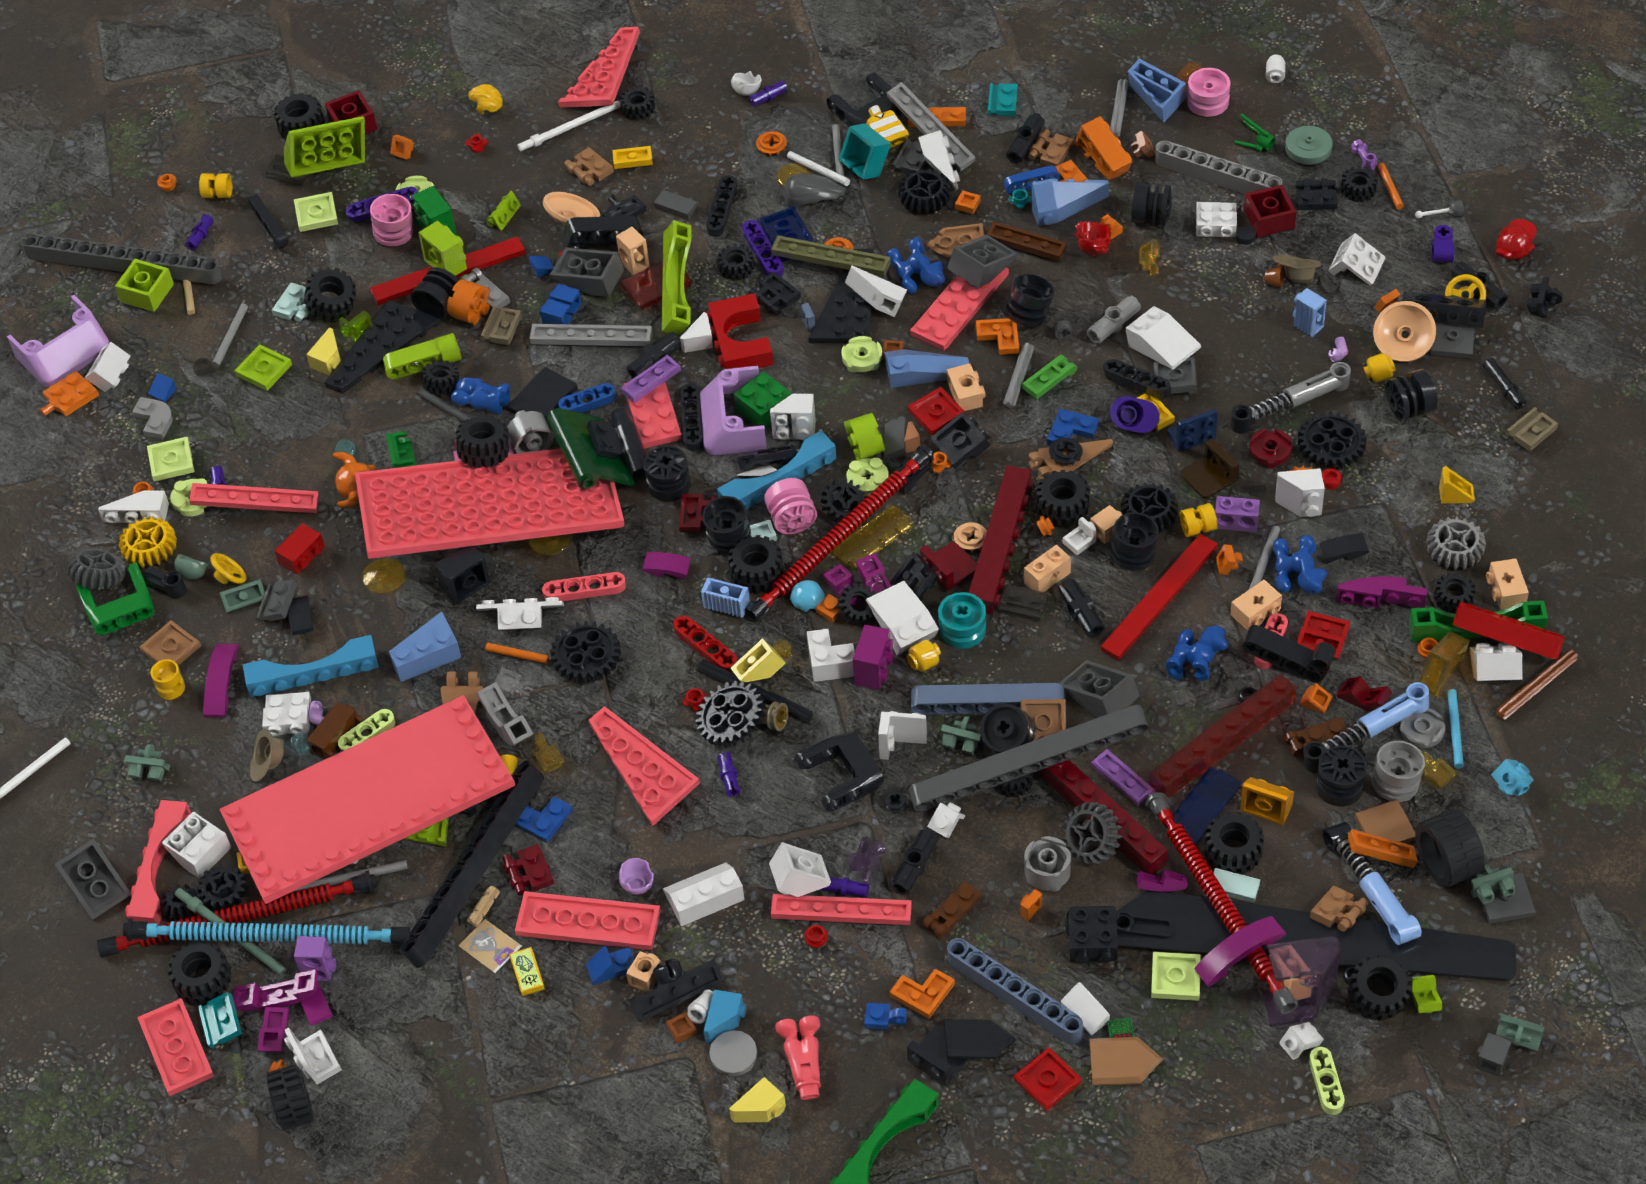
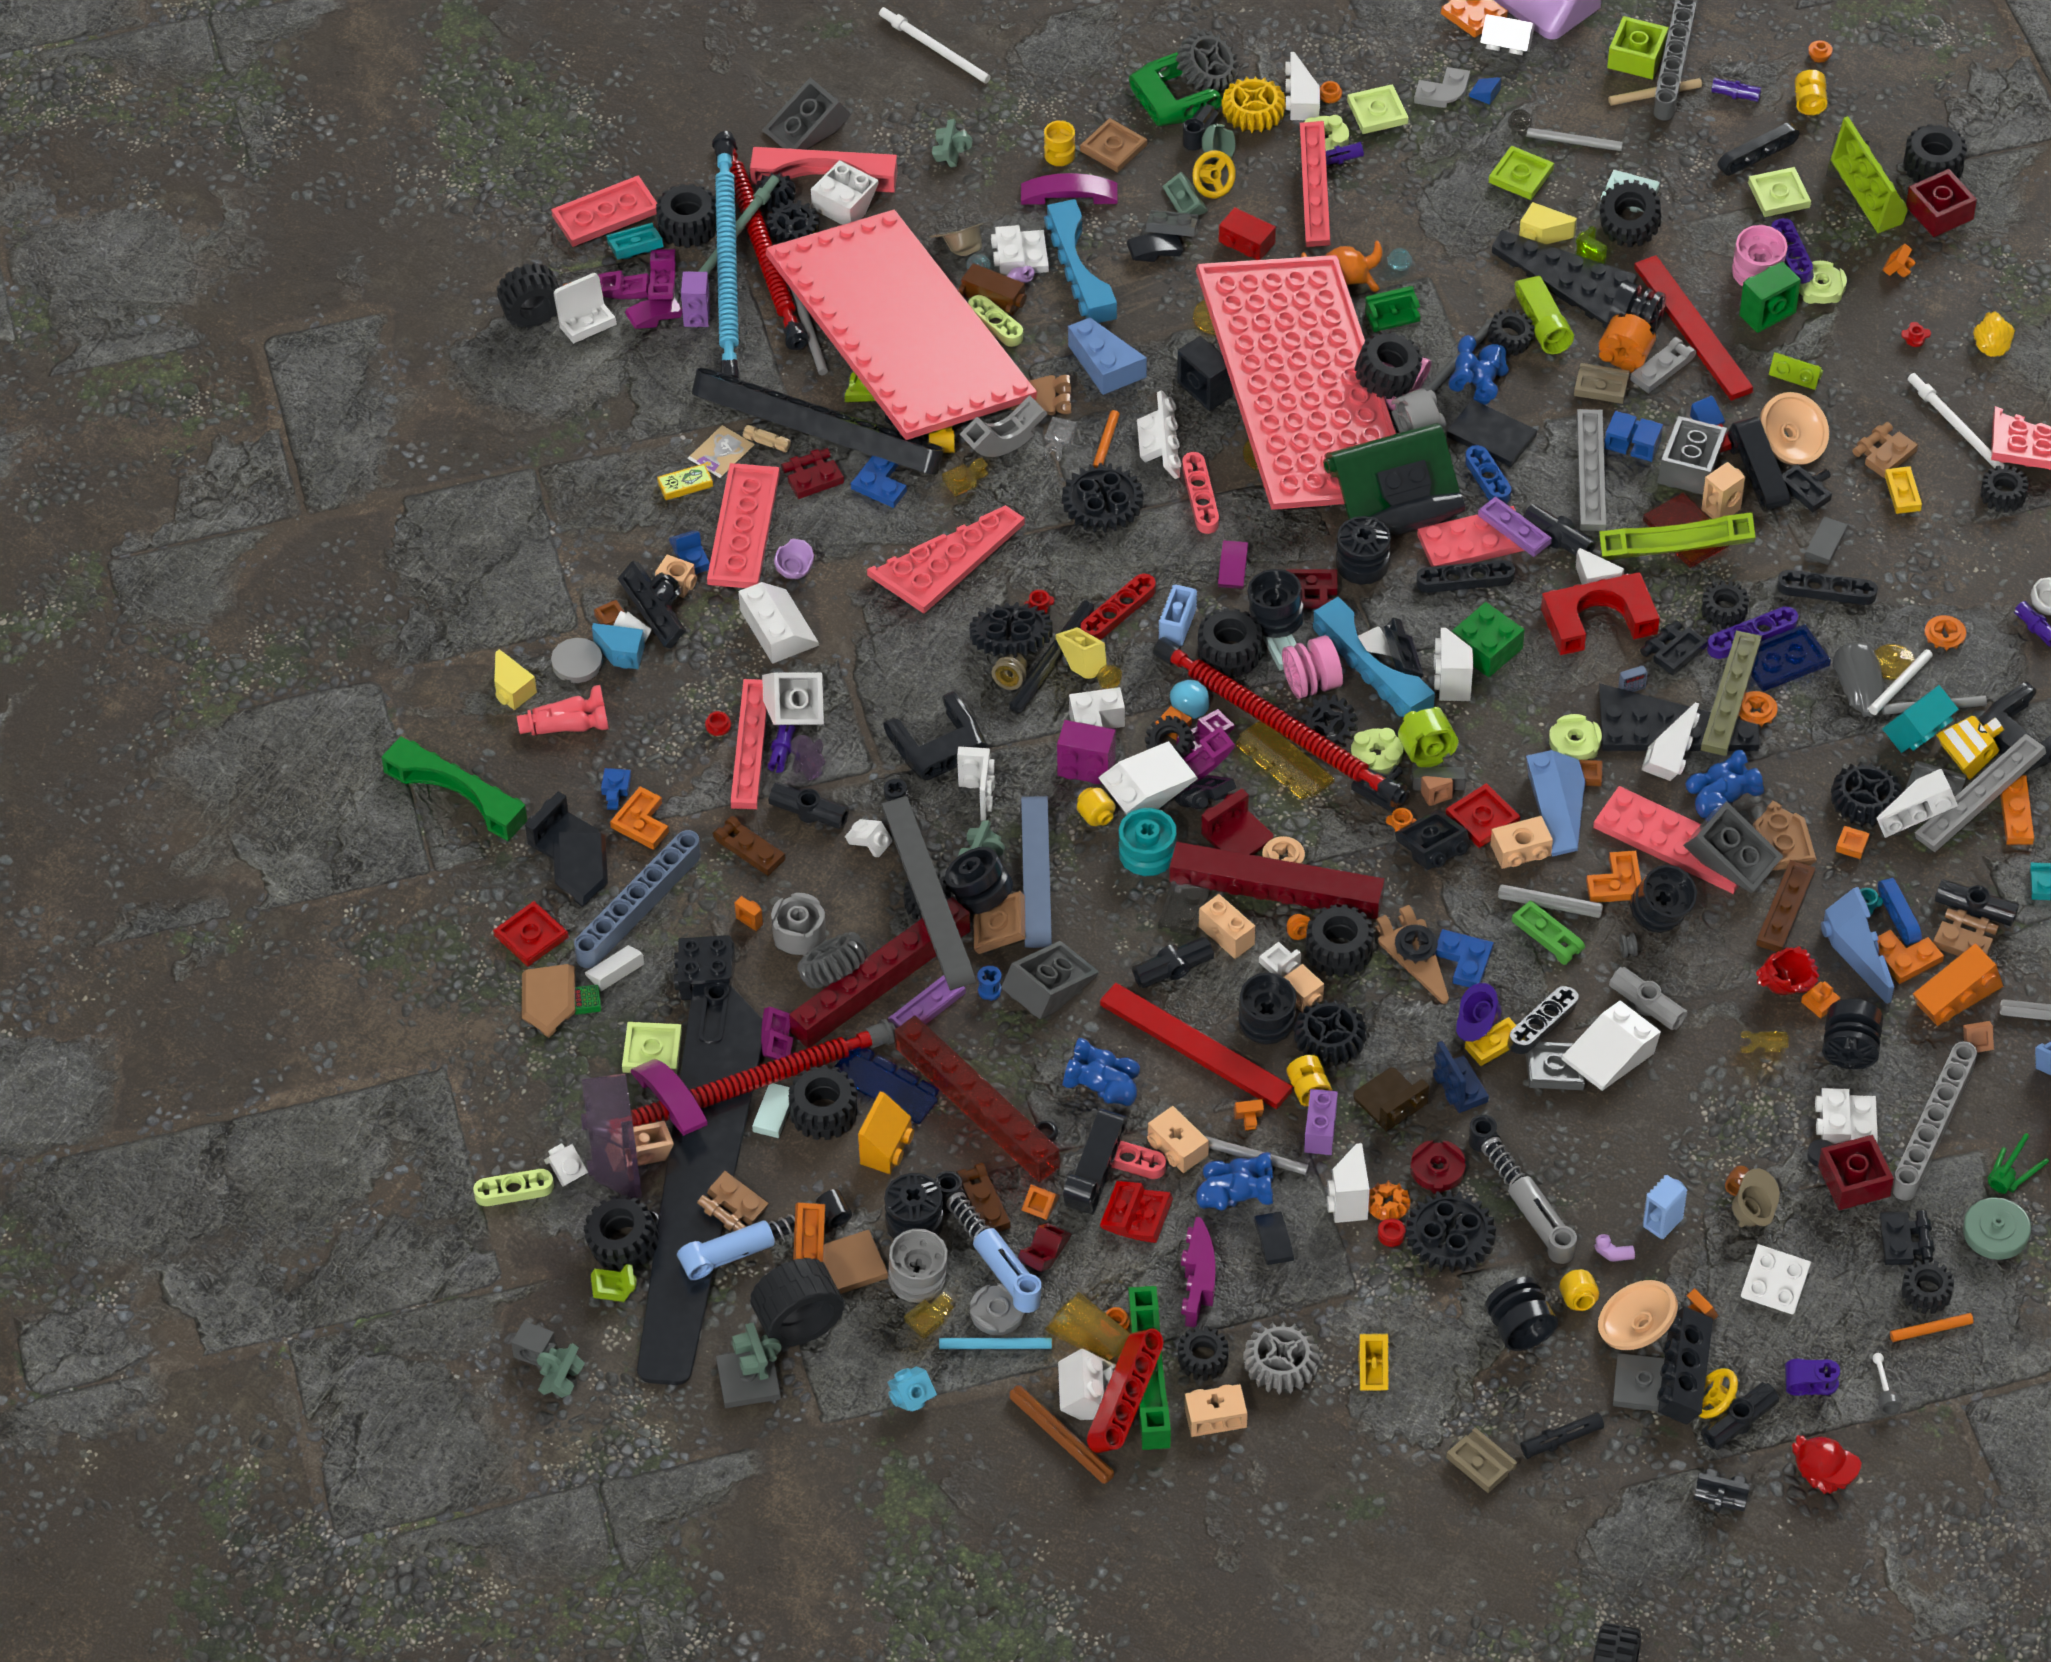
camera: 85 degrees right, 0 degrees up
(442, 248) = (1702, 305): lime brick -> none
(726, 433) = (1463, 597): lavender windscreen -> none
(728, 774) = (934, 637): dark purple pin -> none
(1368, 159) = (1972, 1297): medium lavender bar -> none

